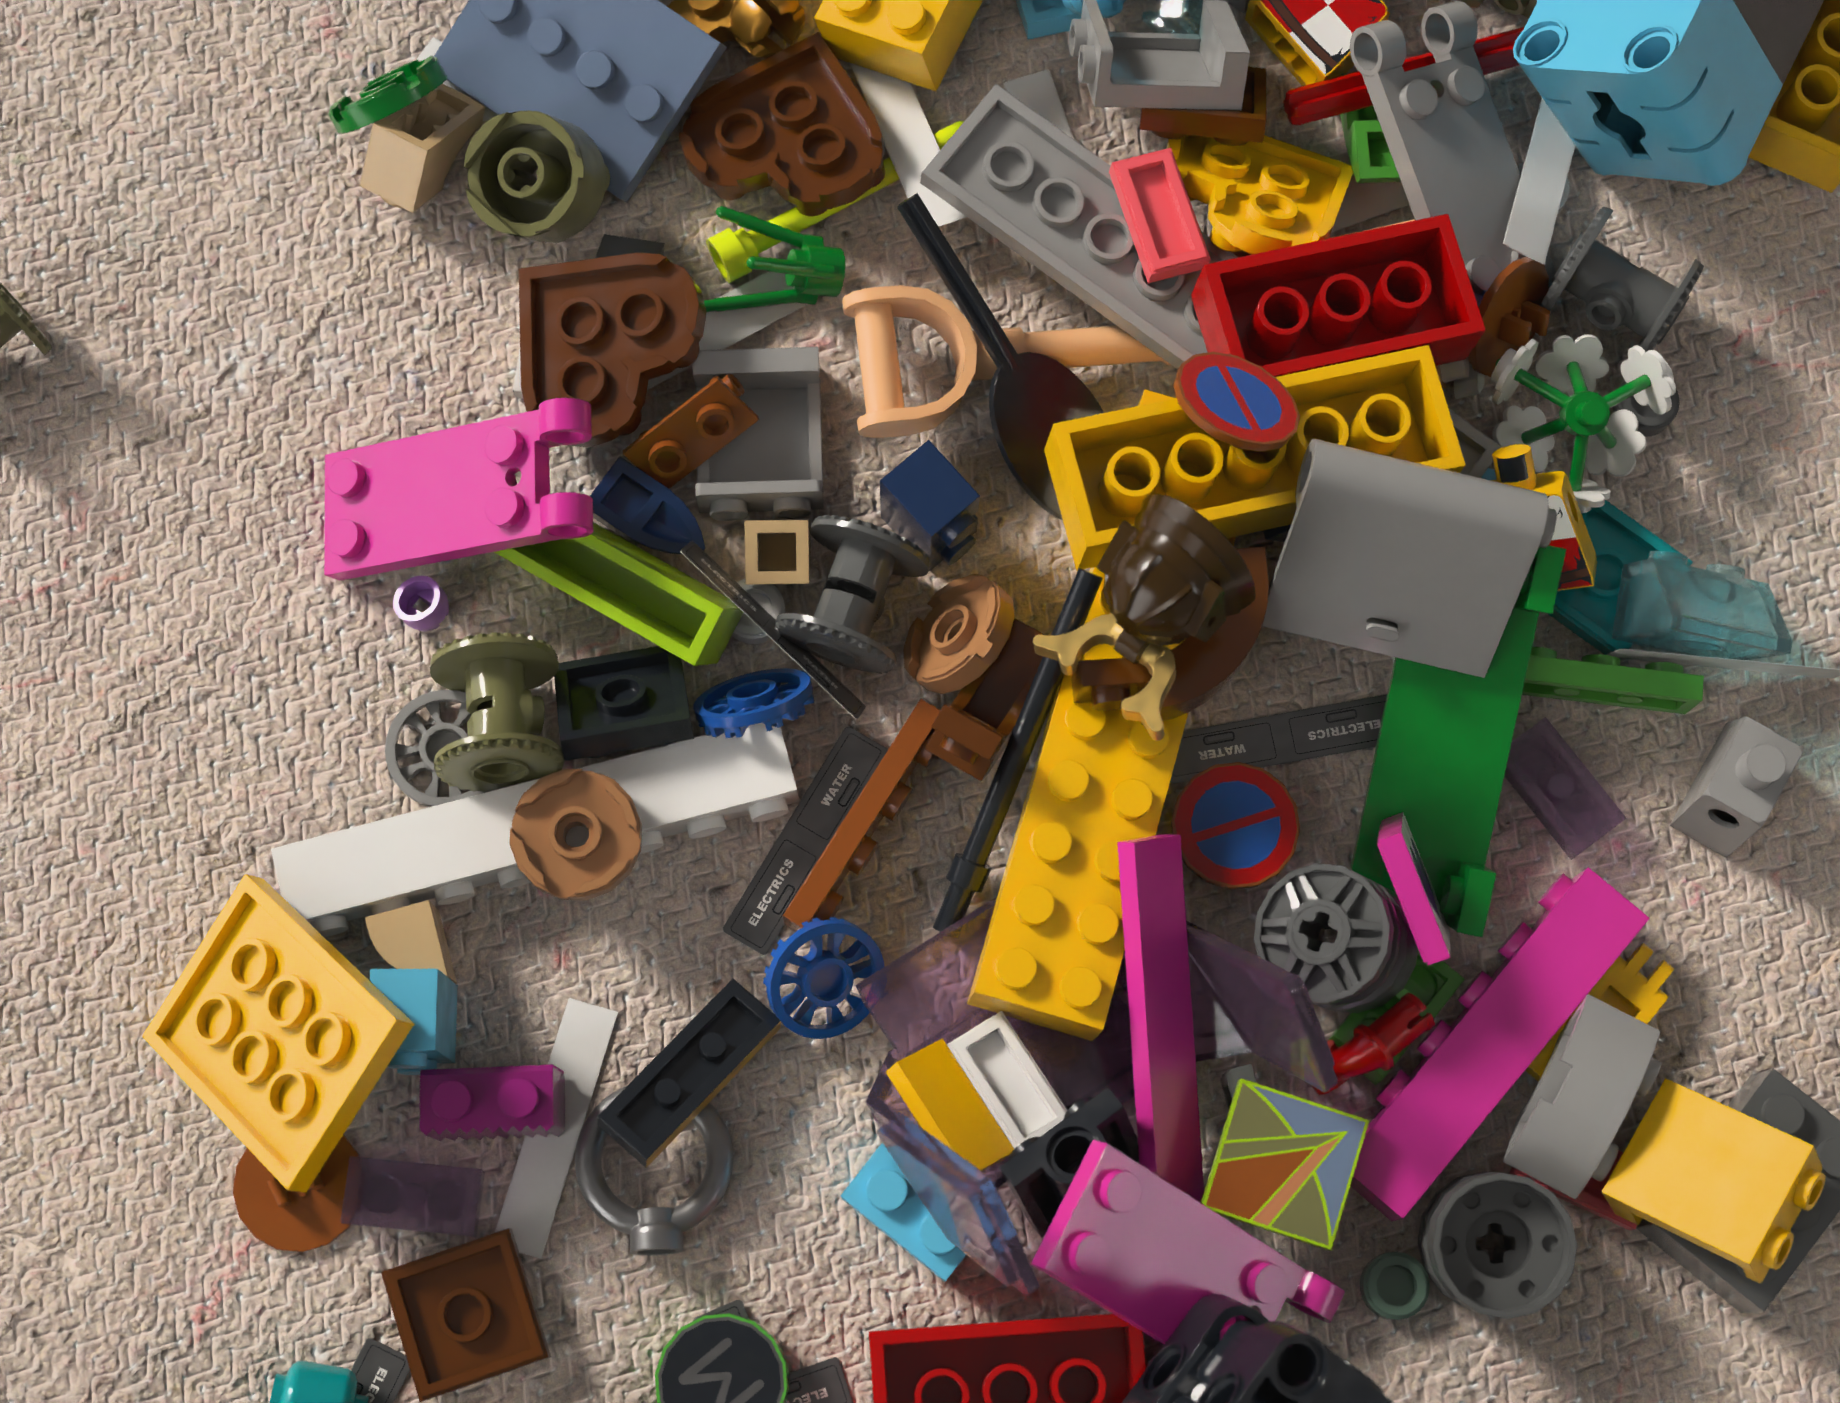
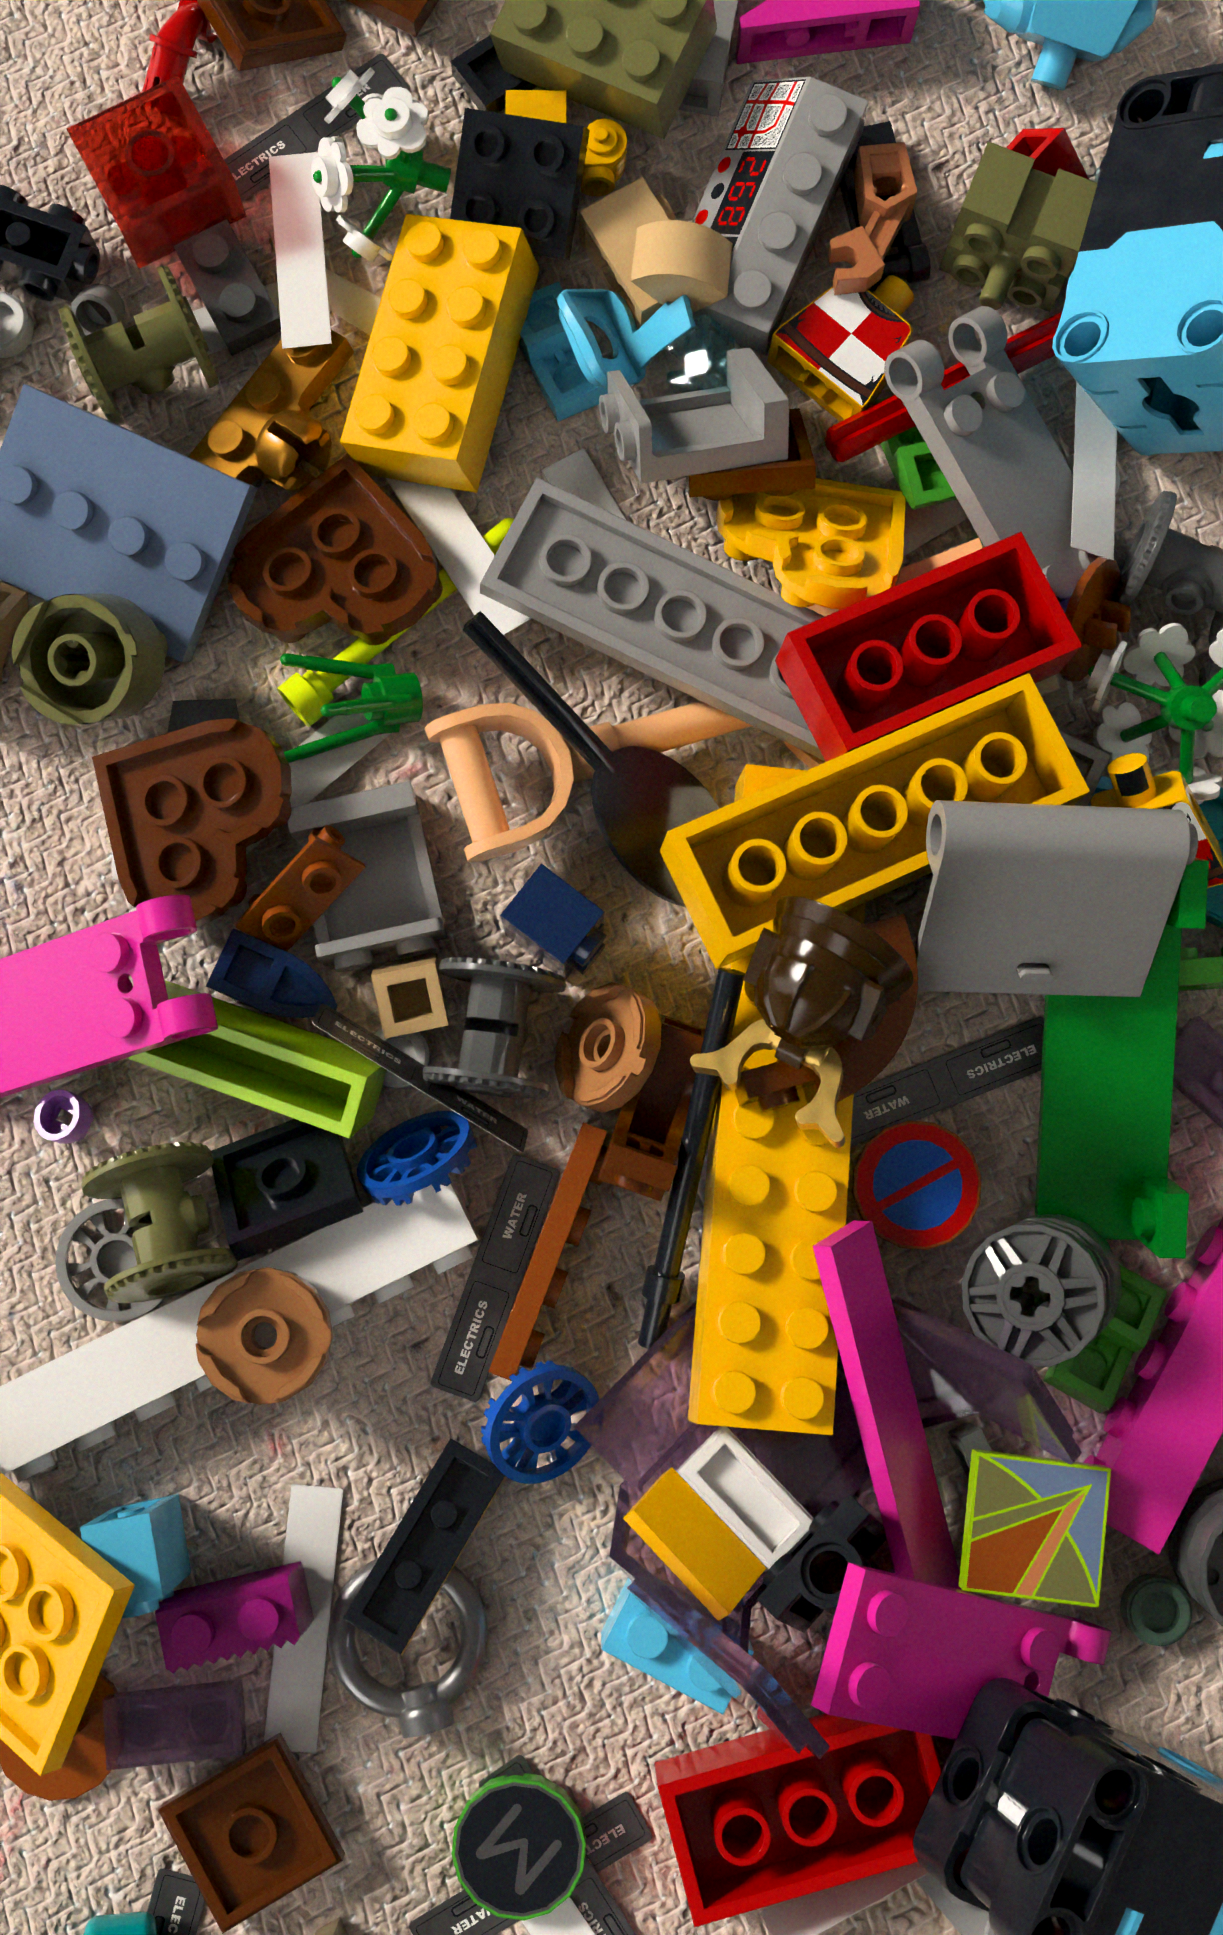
camera: 15 degrees left, 5 degrees up
(412, 938) = (125, 1470): tan brick -> none
(1159, 215) = (727, 583): coral tile -> none
(1236, 401) = (852, 775): piece -> none
(1380, 1041) = (1104, 1377): red piece -> none
(1414, 889) = (1111, 1226): dark pink tile -> none

